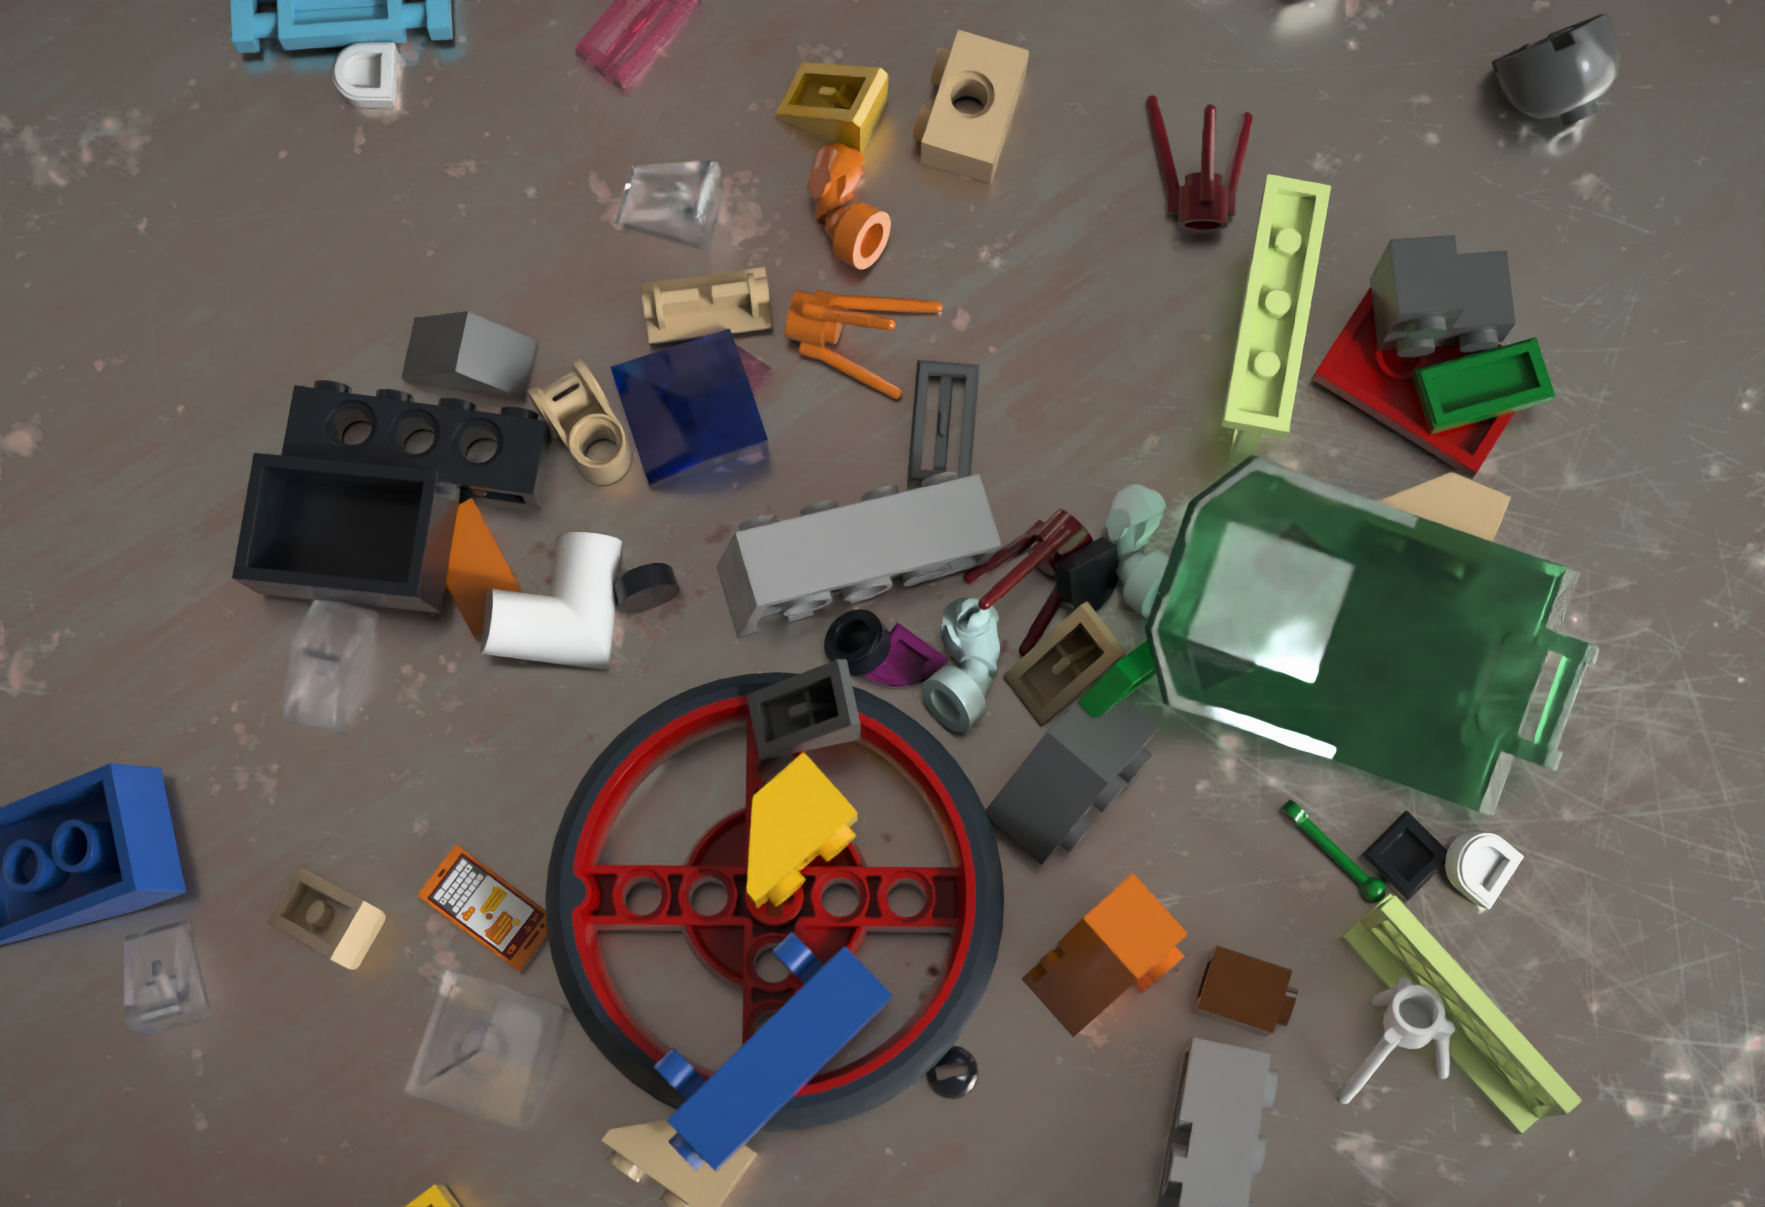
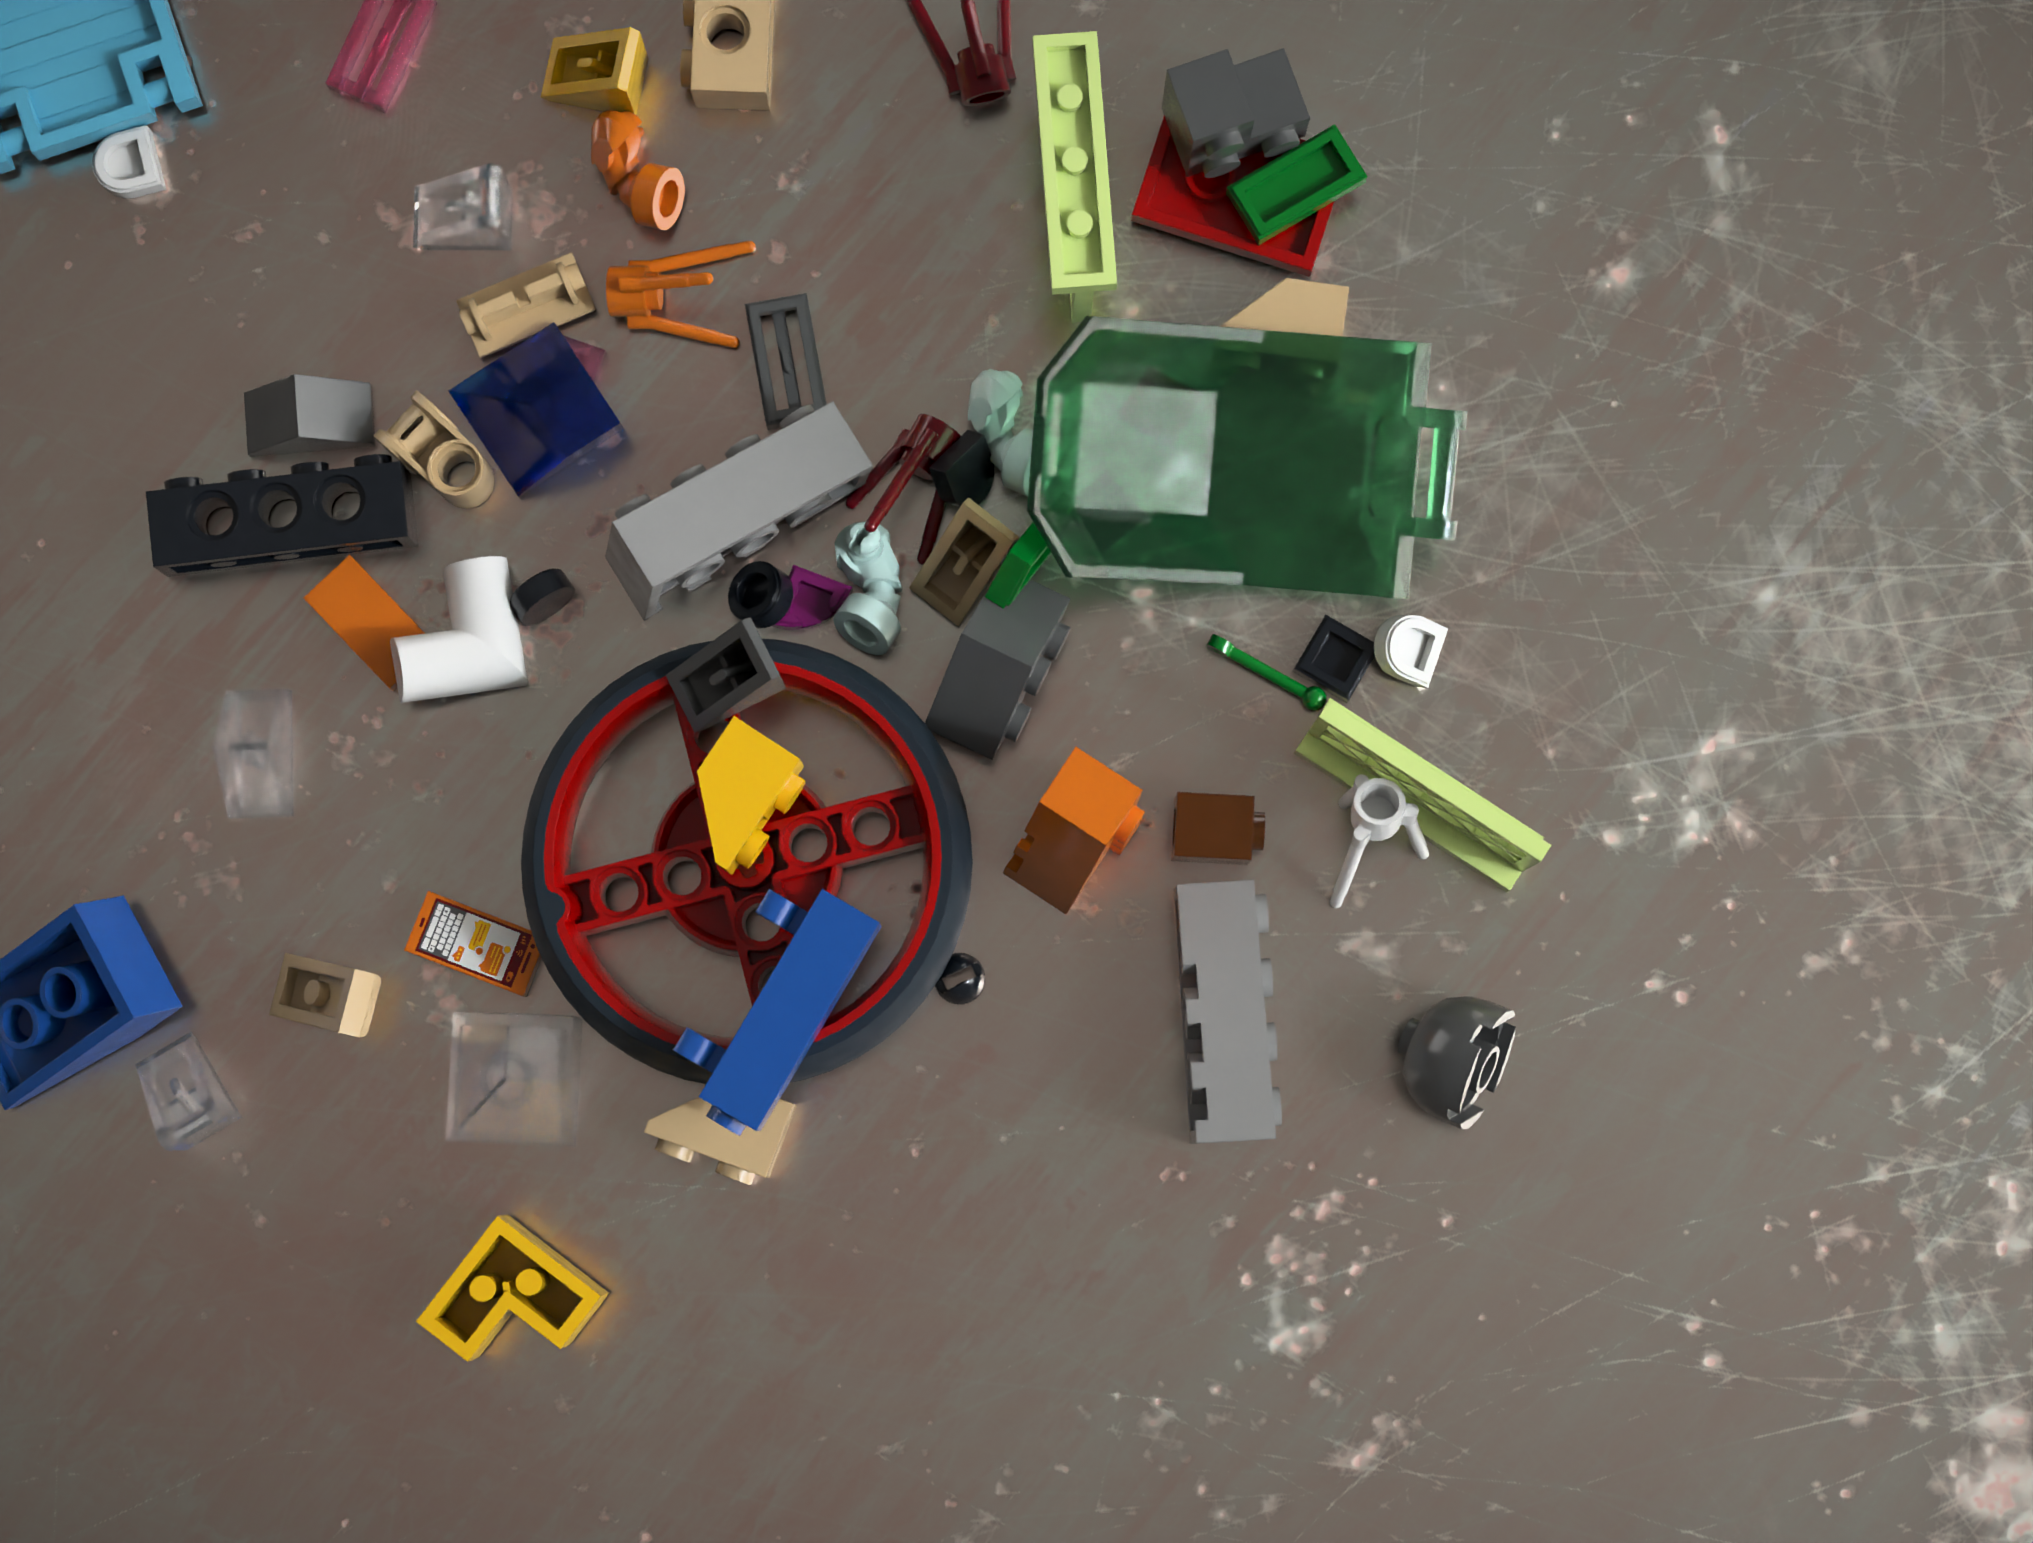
camera: 15 degrees left, 5 degrees up
(347, 532) = (238, 621): black piece -> none

